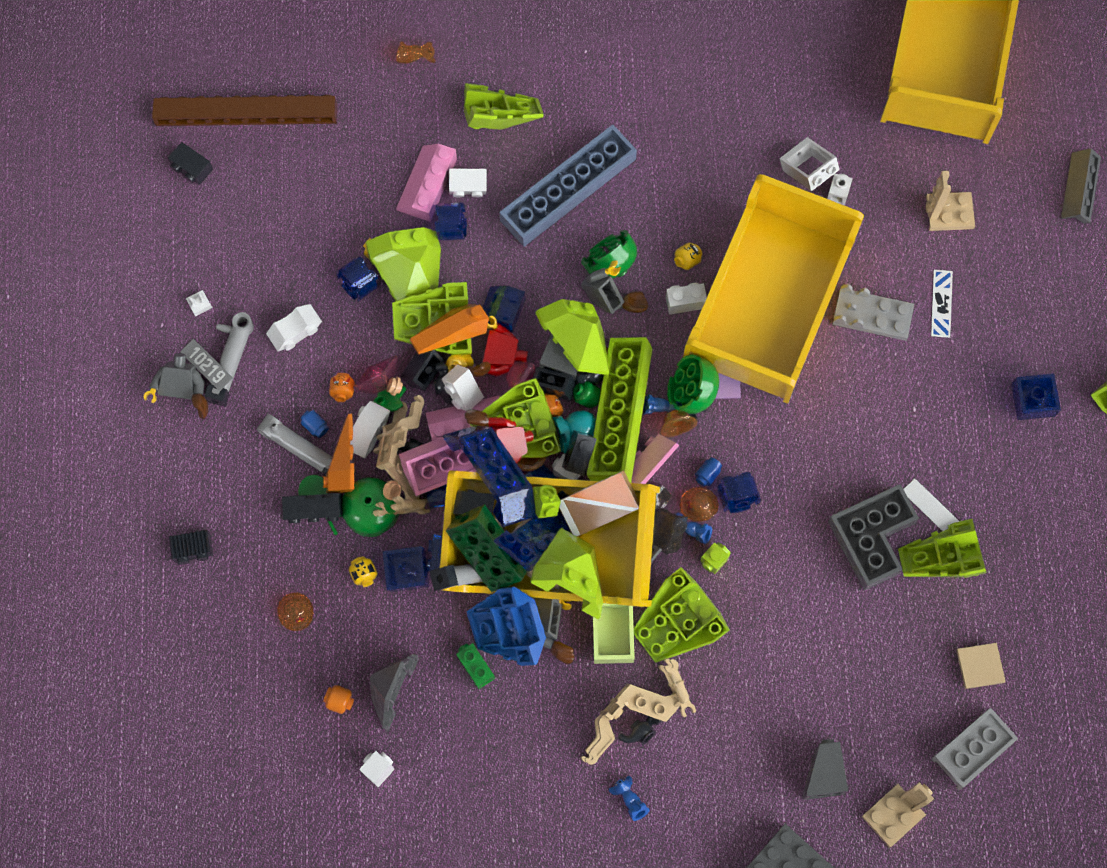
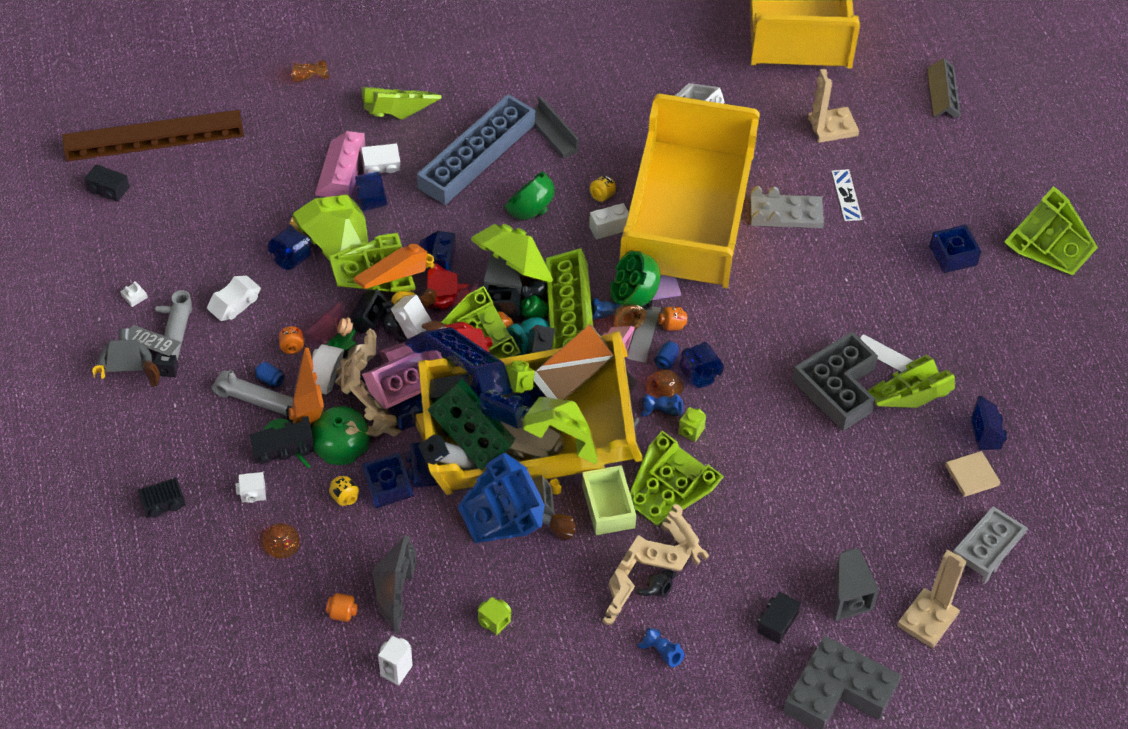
camera: 15 degrees left, 20 degrees down
(276, 551) = (251, 487): none -> white brick
(391, 489) = (358, 409): light nougat plate -> none
(475, 665) = (476, 555): green brick -> none
(479, 734) = (494, 615): none -> lime brick
(604, 293) = (529, 218): dark grey torso -> none
(653, 171) = (555, 130): none -> dark grey panel
(669, 531) = (644, 405): clear smoke bracket -> none
(690, 441) = (643, 336): none -> light grey sticker
(724, 429) = (672, 318): none -> orange head
(748, 789) = (778, 617): none -> black brick
(1011, 615) = (987, 425): none -> clear blue slope

